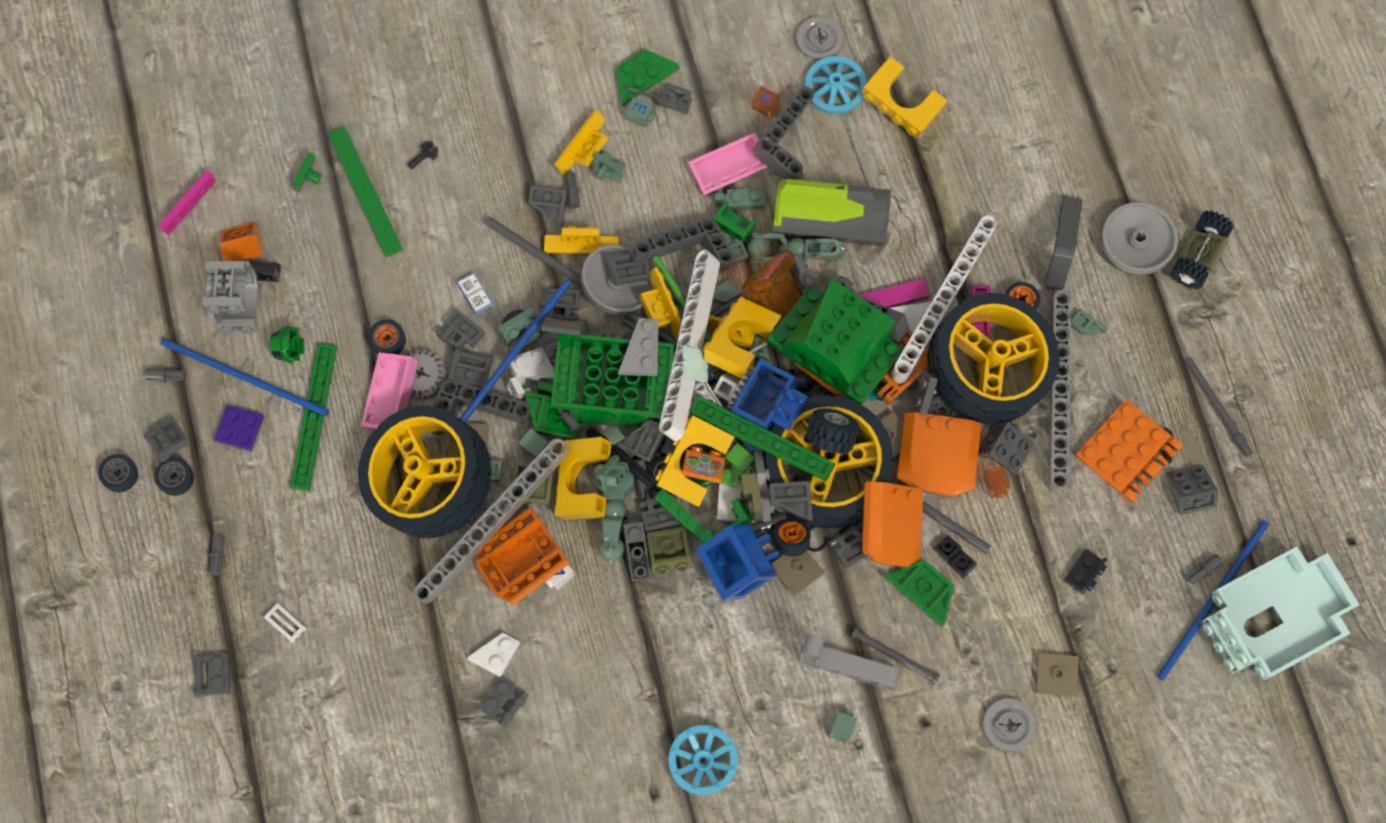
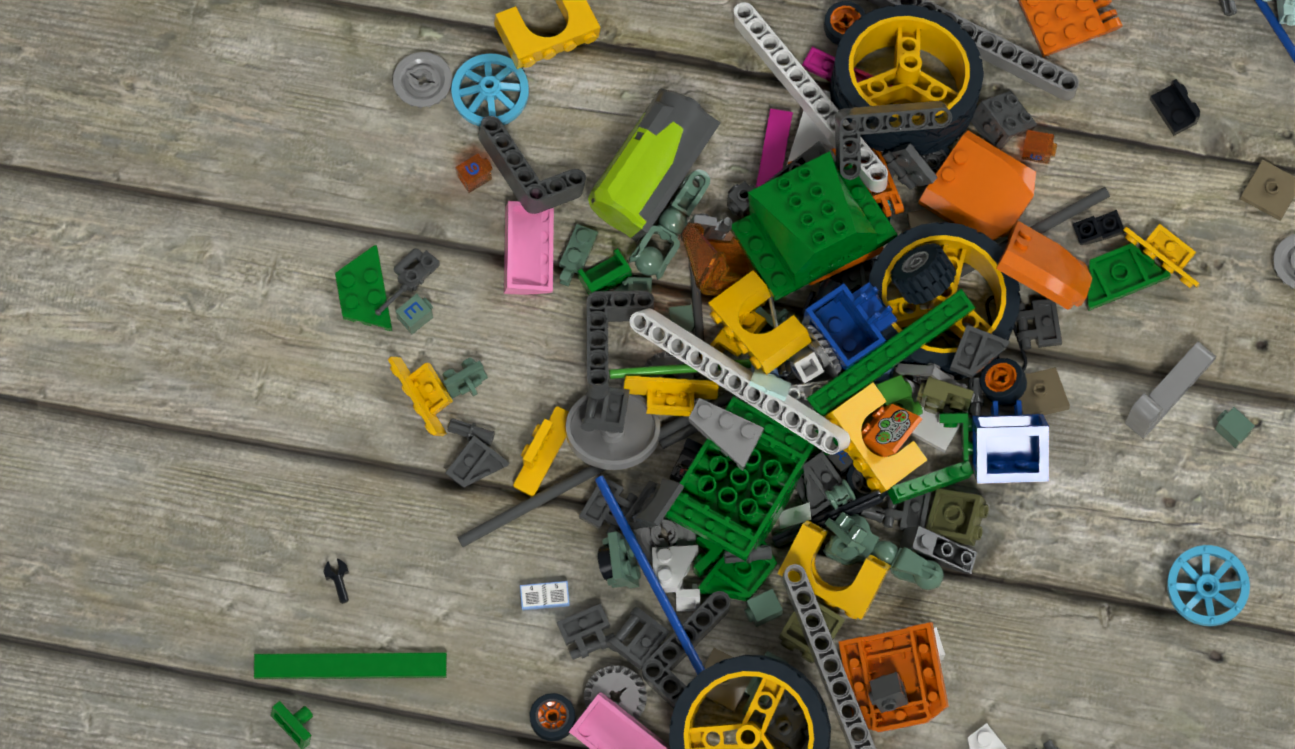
camera: 65 degrees left, 0 degrees up
(504, 557) = (888, 692): none -> dark grey brick
(639, 455) = (840, 494): none -> sand green bush
(894, 655) = (1220, 312): dark grey bar -> none
(935, 348) = (881, 125): none -> dark grey beam
(962, 615) = (1168, 249): none -> yellow bracket

